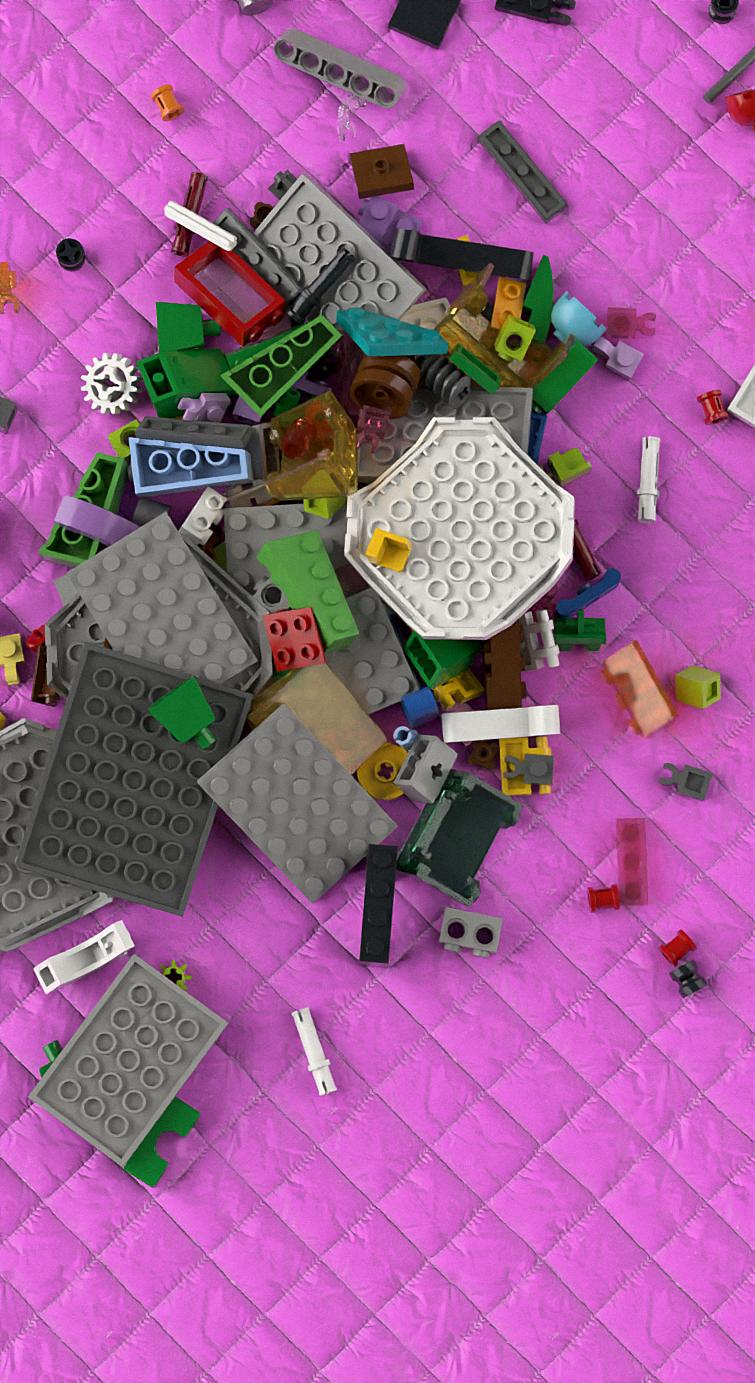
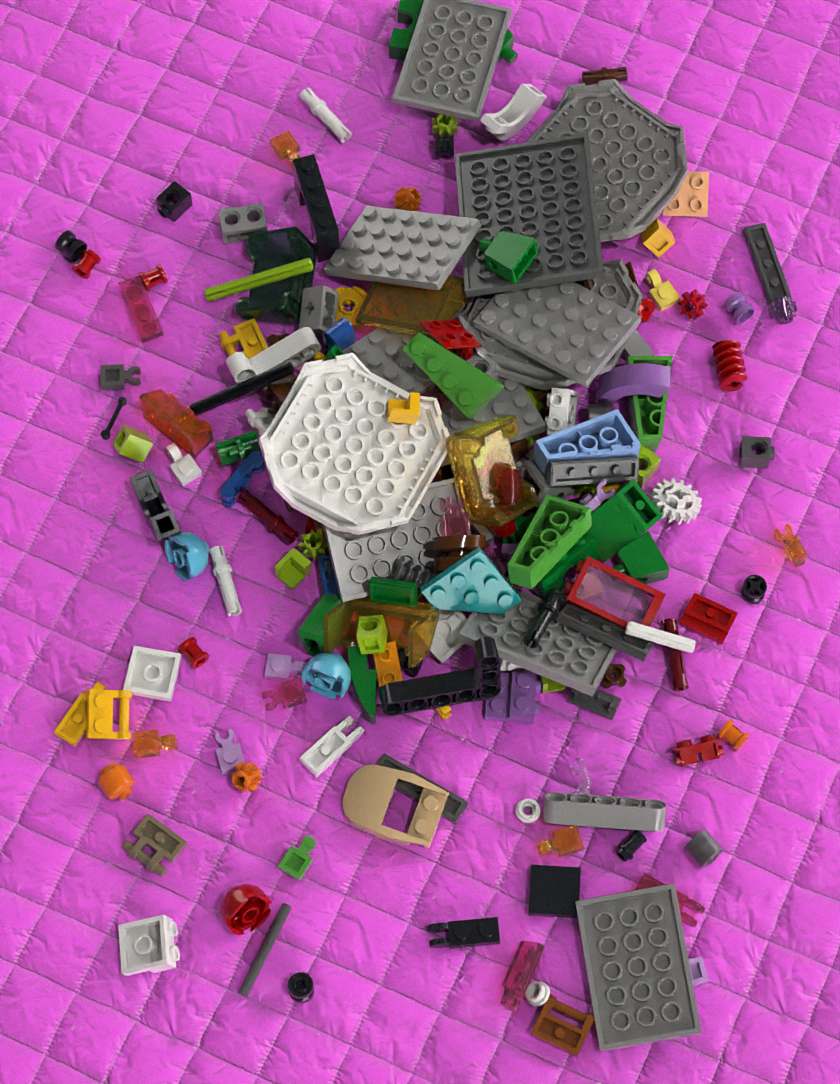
camera: 160 degrees right, 15 degrees down
(135, 240) = (708, 618): none -> red plate
(186, 948) = (444, 146): none -> black wheel
(201, 103) = (706, 747): none -> red hinge
(261, 887) = (407, 199): none -> orange gear
(327, 27) = (630, 846): none -> black pin
(379, 1022) = (285, 147): none -> plate
(381, 171) = (534, 740): reddish brown plate -> none
(392, 56) = (564, 840): none -> plate
(419, 97) = (524, 804): none -> white plate
(480, 839) = (258, 279): none -> lime axle
(535, 769) = (236, 340): dark grey plate -> none
(538, 1005) = (173, 193): none -> black brick
(551, 695) = (242, 388): none -> black axle
(577, 177) = (369, 797): none -> tan slope
(601, 247) = (330, 747): none -> white hinge
(650, 638) = (184, 467): none -> white plate
(679, 137) = (297, 860): none -> bright green plate
(680, 520) = (187, 553): none -> medium azure cylinder
(699, 585) = (154, 508): none -> black arch
(703, 244) = (246, 776): none -> orange gear
(711, 280) = (229, 754): none -> lavender plate
(724, 716) = (105, 434): none -> black hinge

